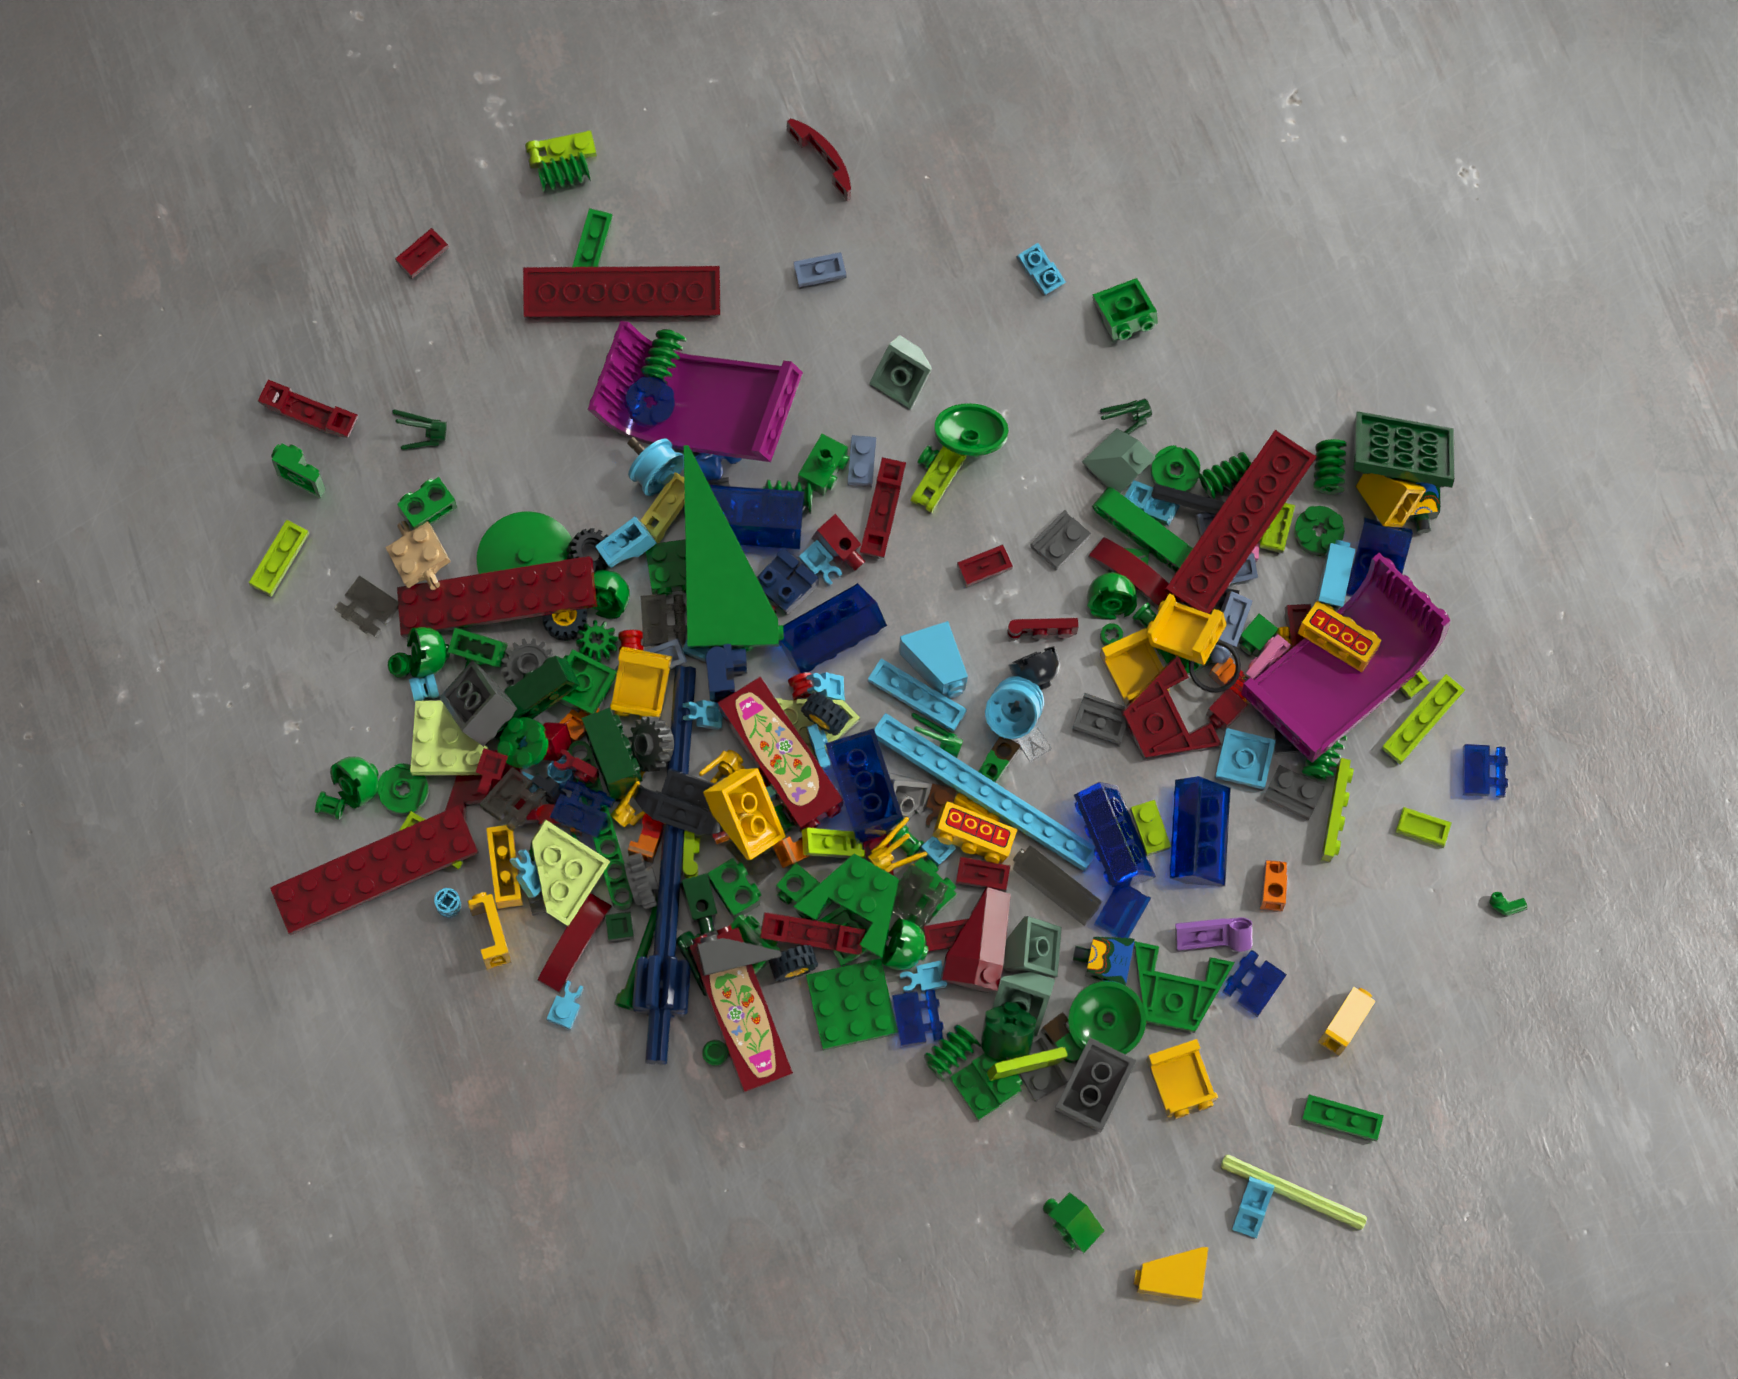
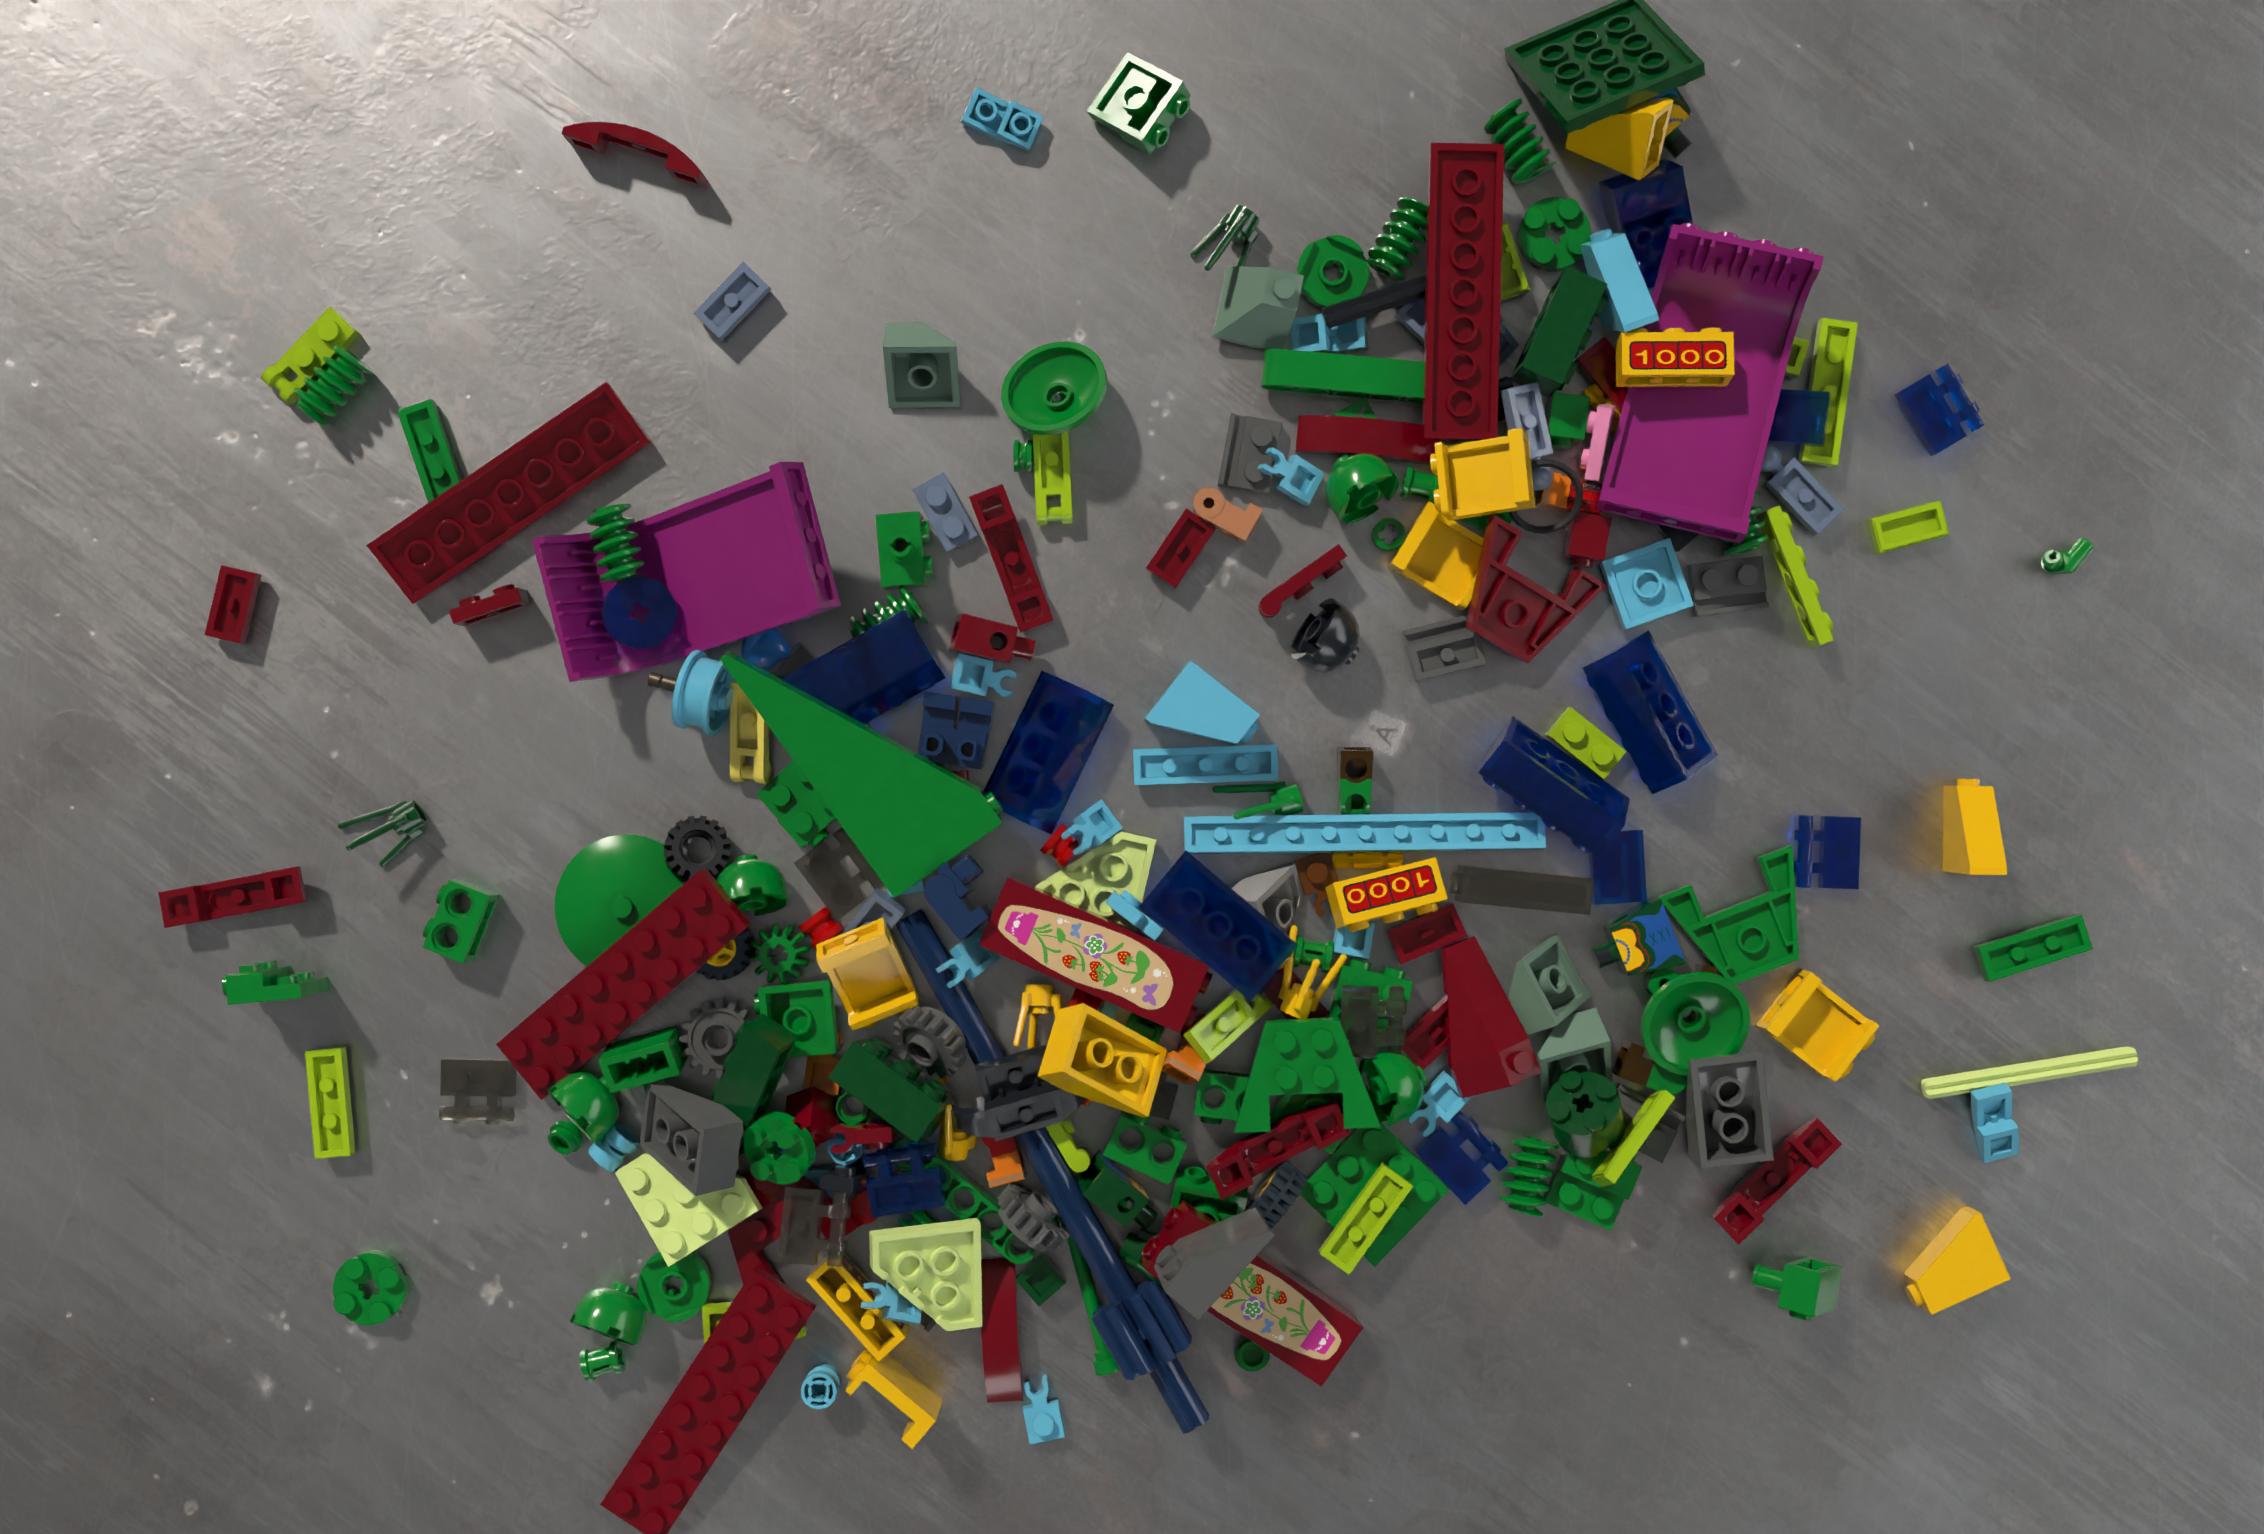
camera: 30 degrees left, 15 degrees up
(224, 663) = (351, 1298): none -> green plate
(418, 555) = (493, 992): tan plate -> none
(490, 766) = (761, 1207): dark red plate -> none
(560, 344) = (476, 609): none -> dark red plate
(626, 542) = (732, 813): medium azure arch -> none
(825, 713) = (1115, 872): black wheel -> none
(836, 1010) = (1365, 1218): none -> lime plate
(1009, 719) = (1337, 710): medium azure wheel -> none
(1023, 565) = (1226, 516): none -> nougat leg
(1078, 568) = (1296, 477): none -> medium azure plate
(1098, 1152) = (1770, 1180): none -> dark red slope
(1216, 932) = (1748, 822): medium lavender plate -> none
(1274, 886) = (1778, 717): orange leg -> none
(1284, 581) = (1560, 331): none -> dark green brick
(1369, 761) = (1799, 491): none -> sand blue plate
(1393, 719) = (1800, 418): none -> clear blue plate

